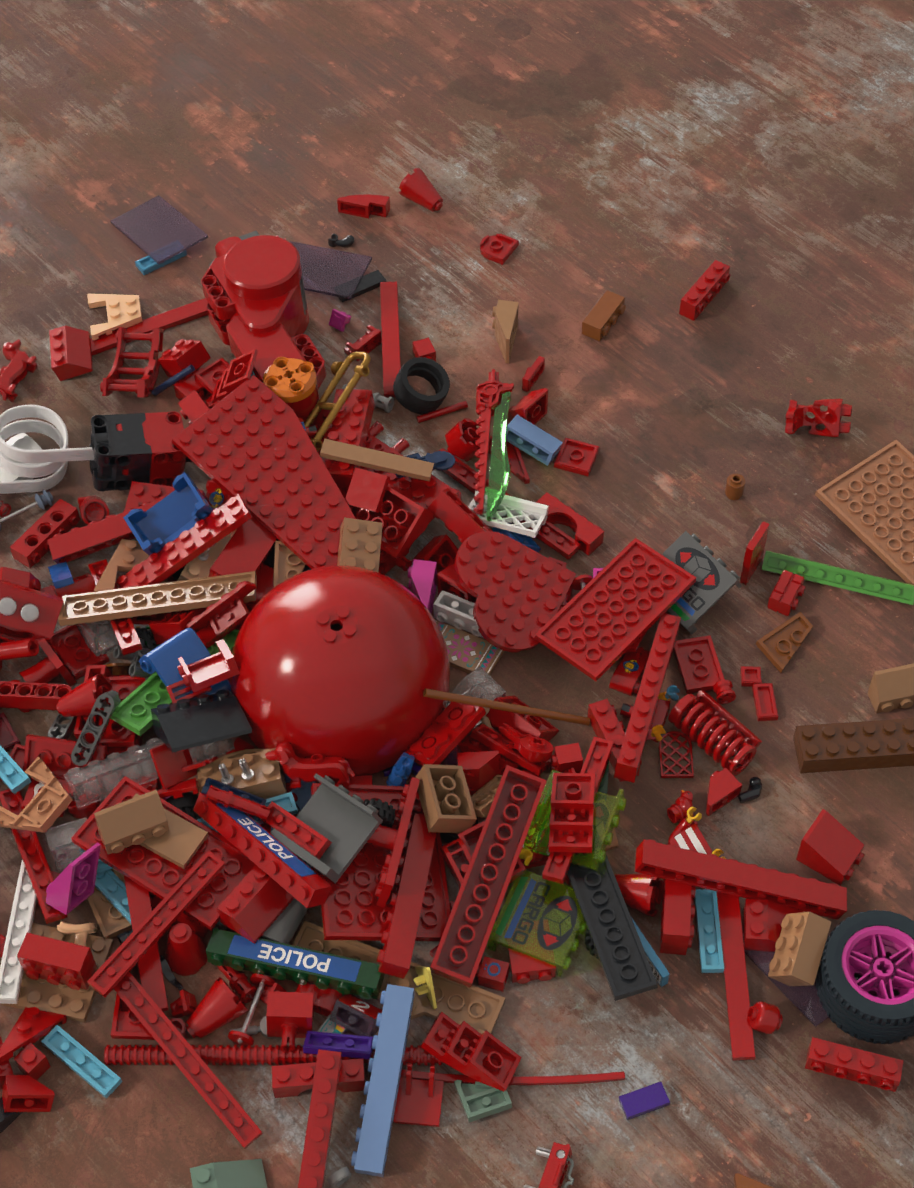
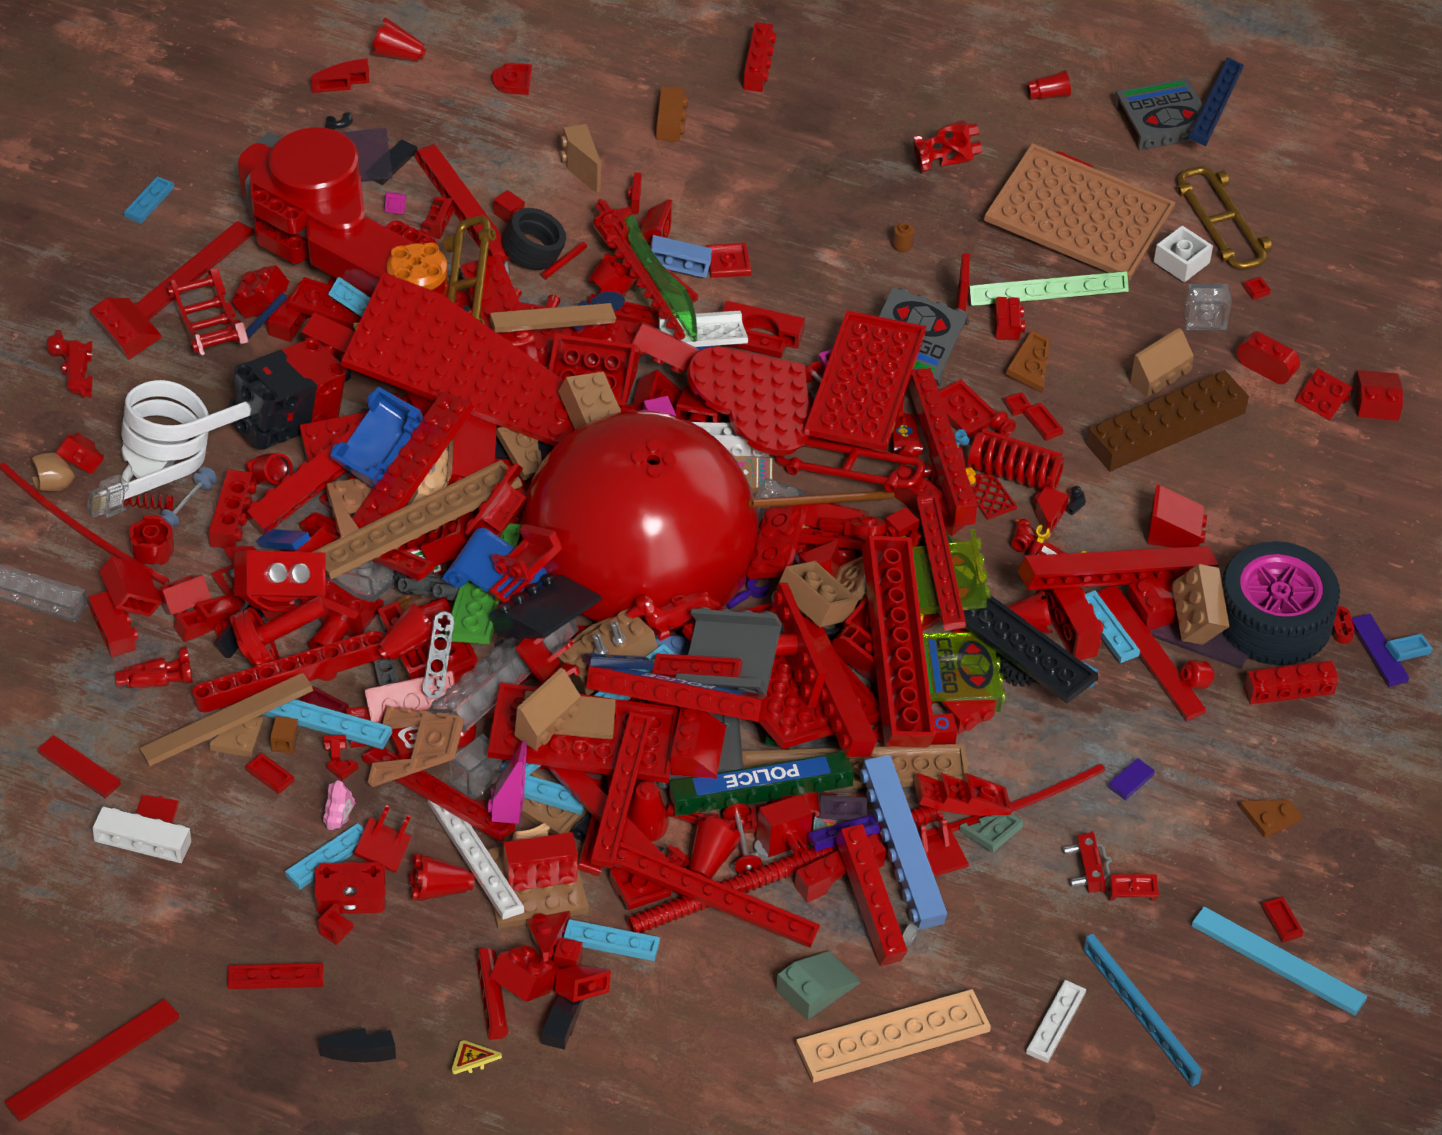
camera: 30 degrees left, 5 degrees down
(121, 312) = (148, 265): light nougat wing -> none
(159, 229) = (126, 169): piece -> none
(237, 373) = (352, 287): red slope -> none
(237, 802) = (624, 661): red pin -> none
(367, 490) = (563, 348): red tile -> none
(401, 770) = (753, 590): blue hinge -> none
(425, 979) = (892, 747): light yellow piece -> none
(572, 812) = (942, 564): red slope -> none
(612, 692) = (906, 456): none -> red bar

